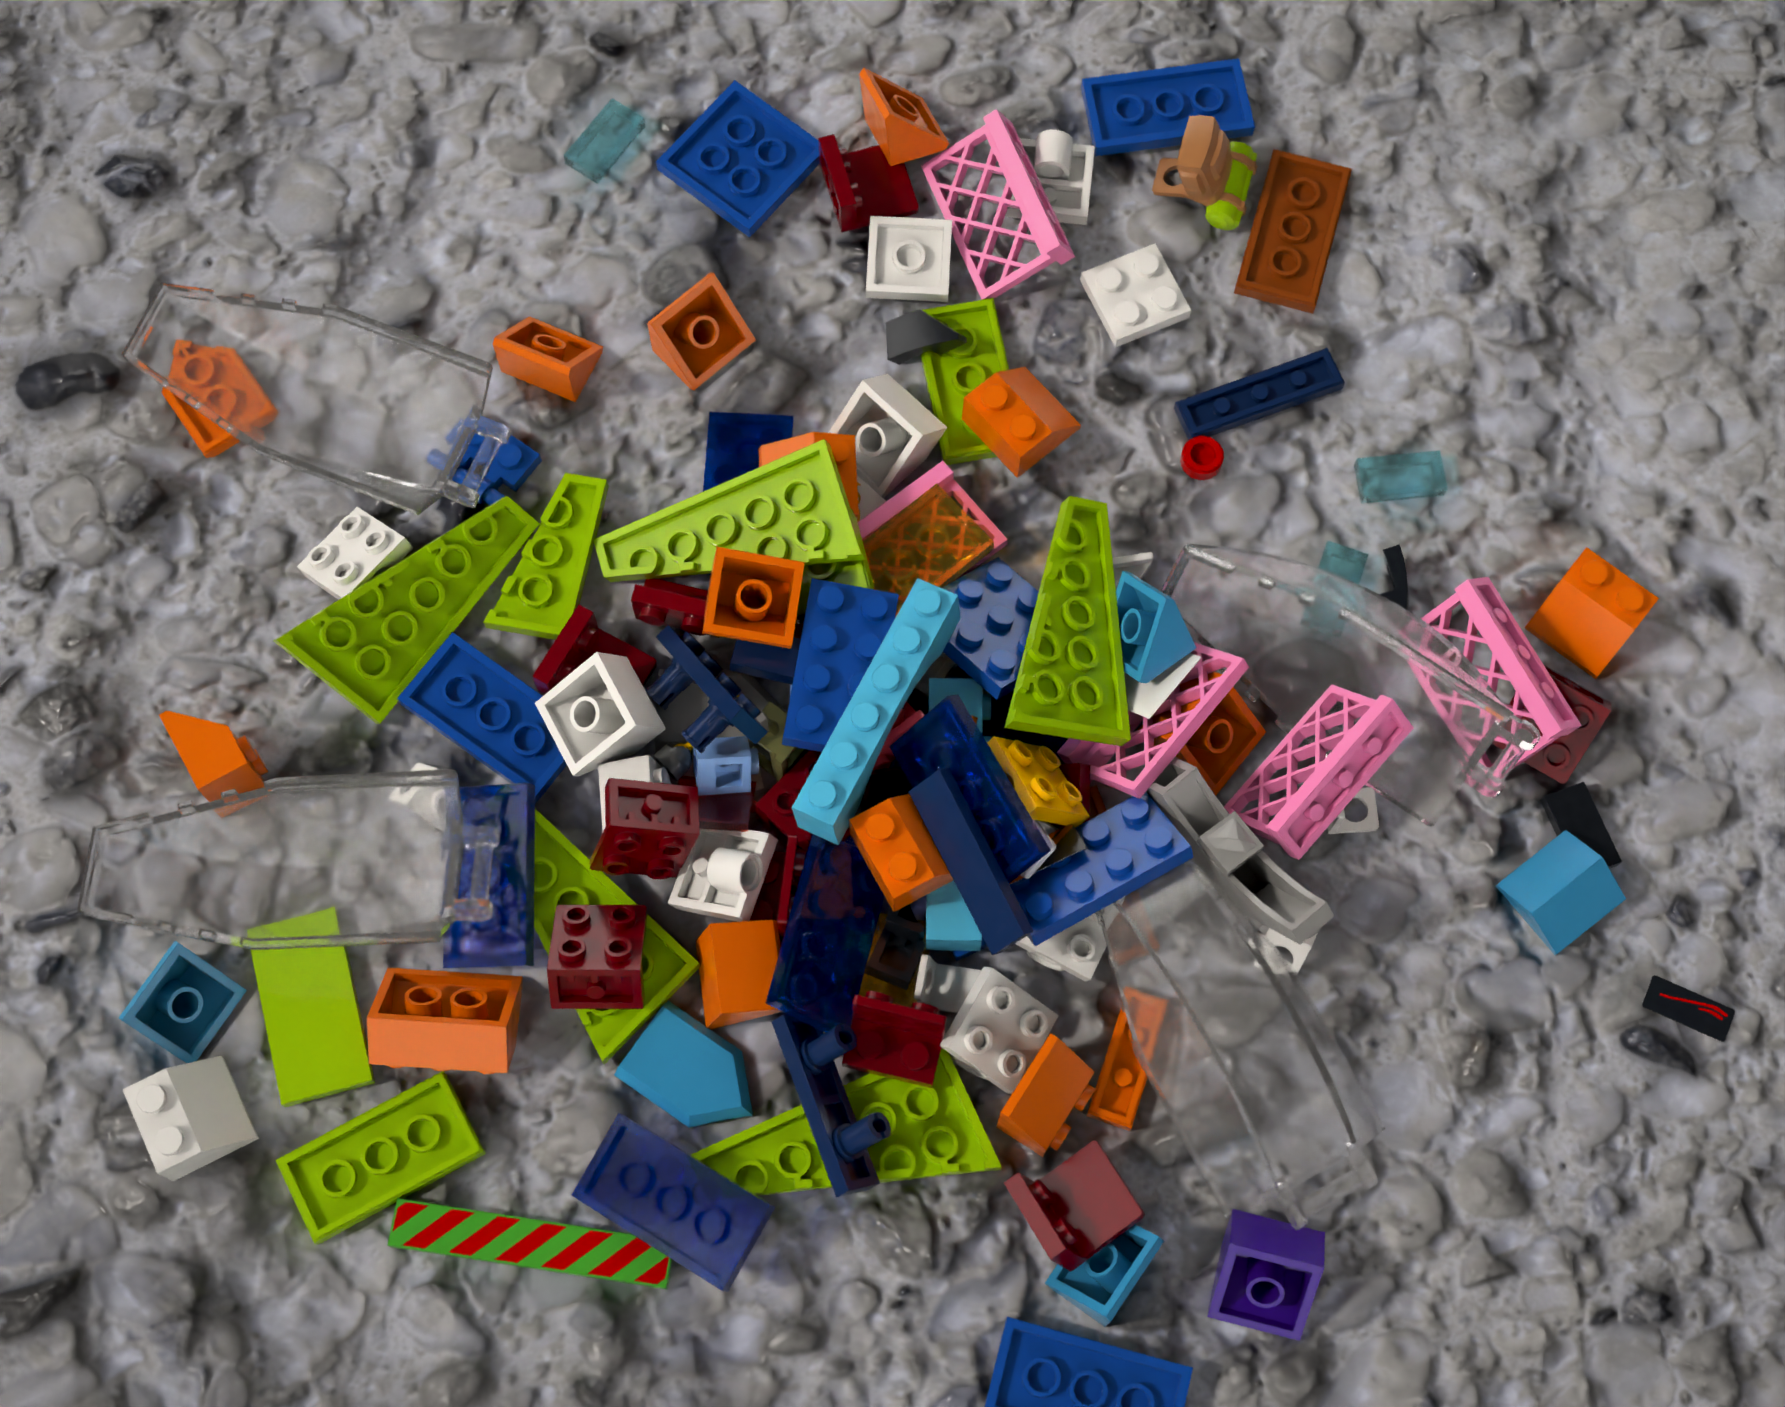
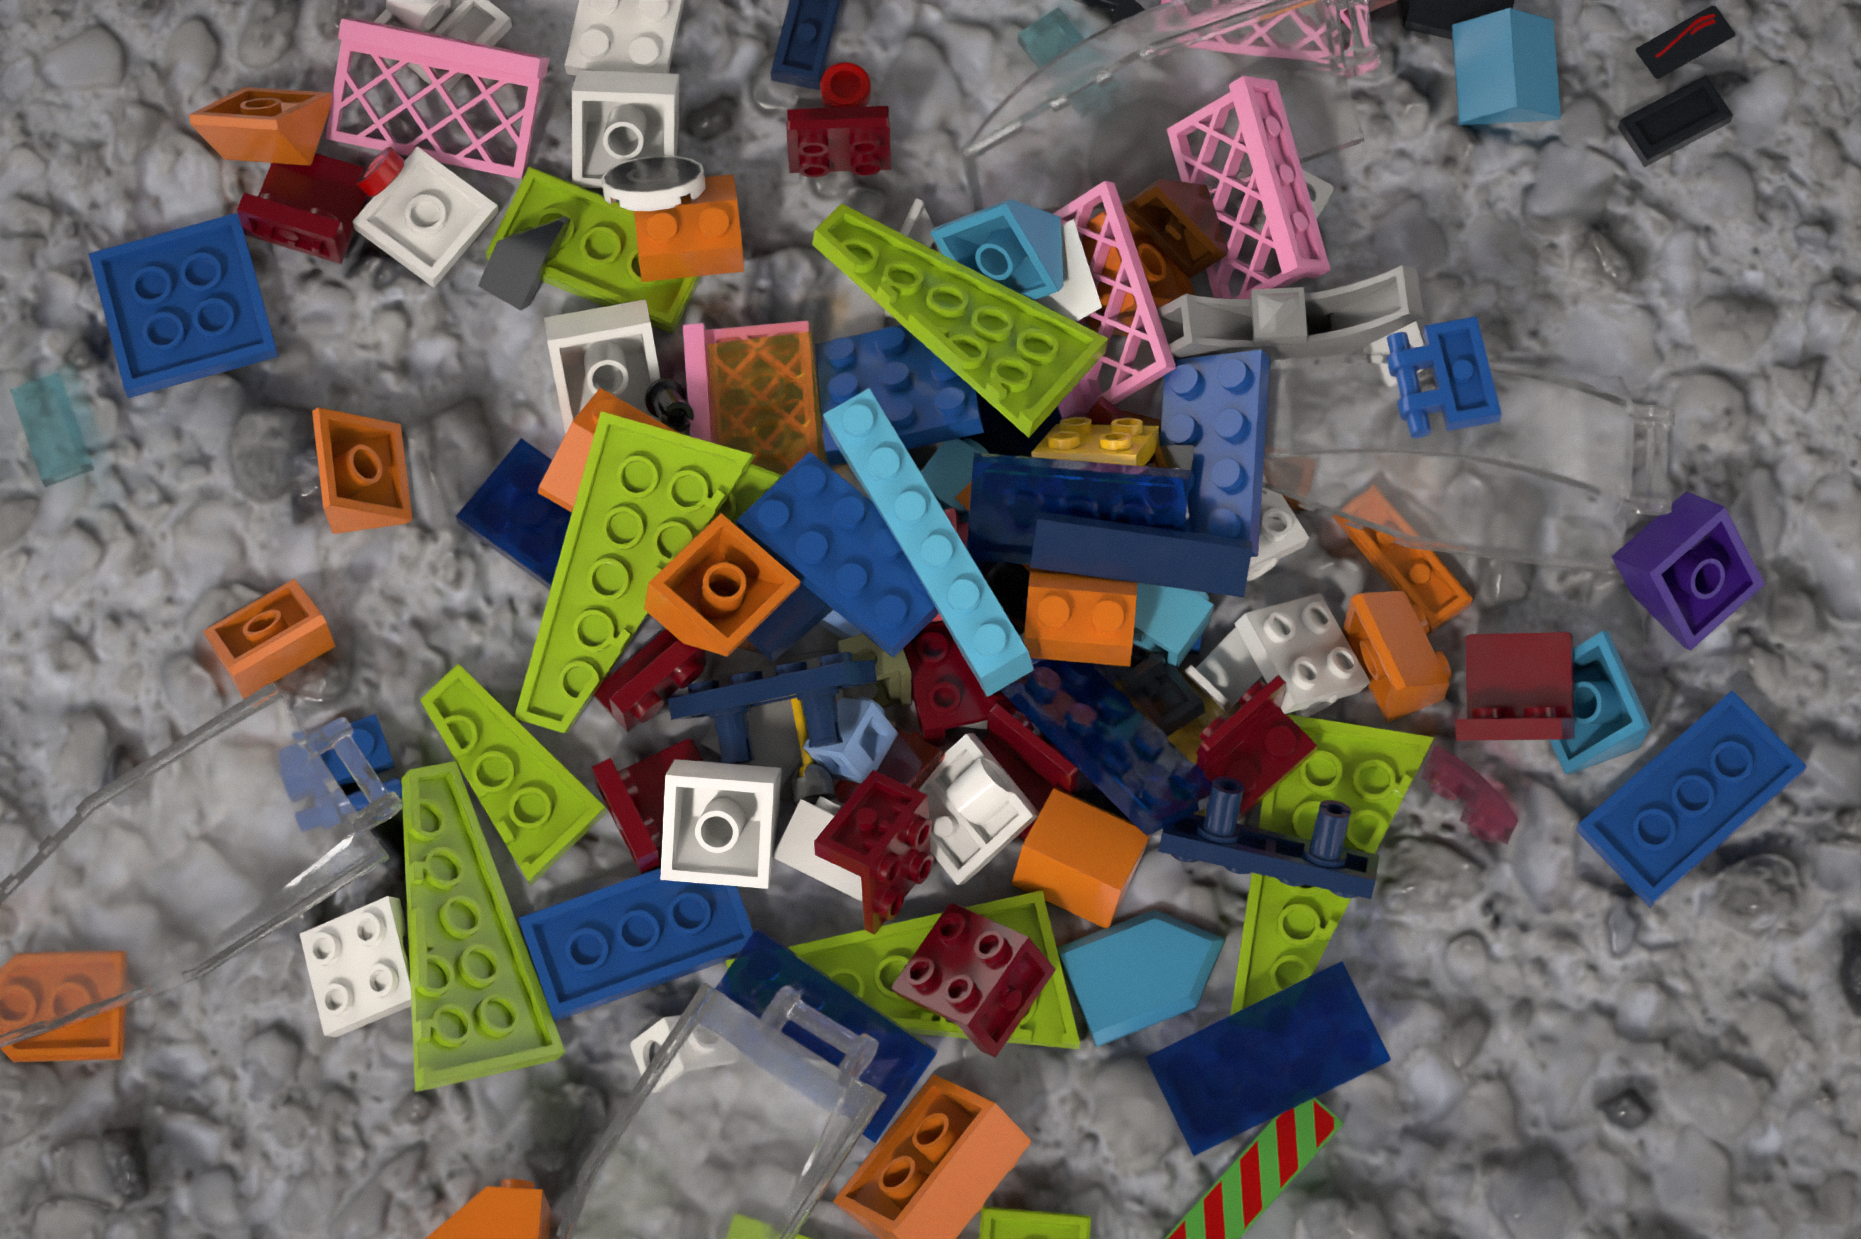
camera: 55 degrees left, 0 degrees up
(879, 489) = (666, 401): none -> black pin
(915, 209) = (380, 172): none -> red tile
(971, 1235) = (1485, 810): none -> clear pink slope
(1029, 373) = (653, 182): none -> tile
(1063, 336) = (621, 120): none -> white slope
(1158, 475) = (838, 140): none -> dark red bracket
(1264, 736) = (1180, 222): none -> reddish brown slope
(1266, 997) = (1460, 374): none -> blue plate
(1619, 1040) = (1675, 121): none -> black tile

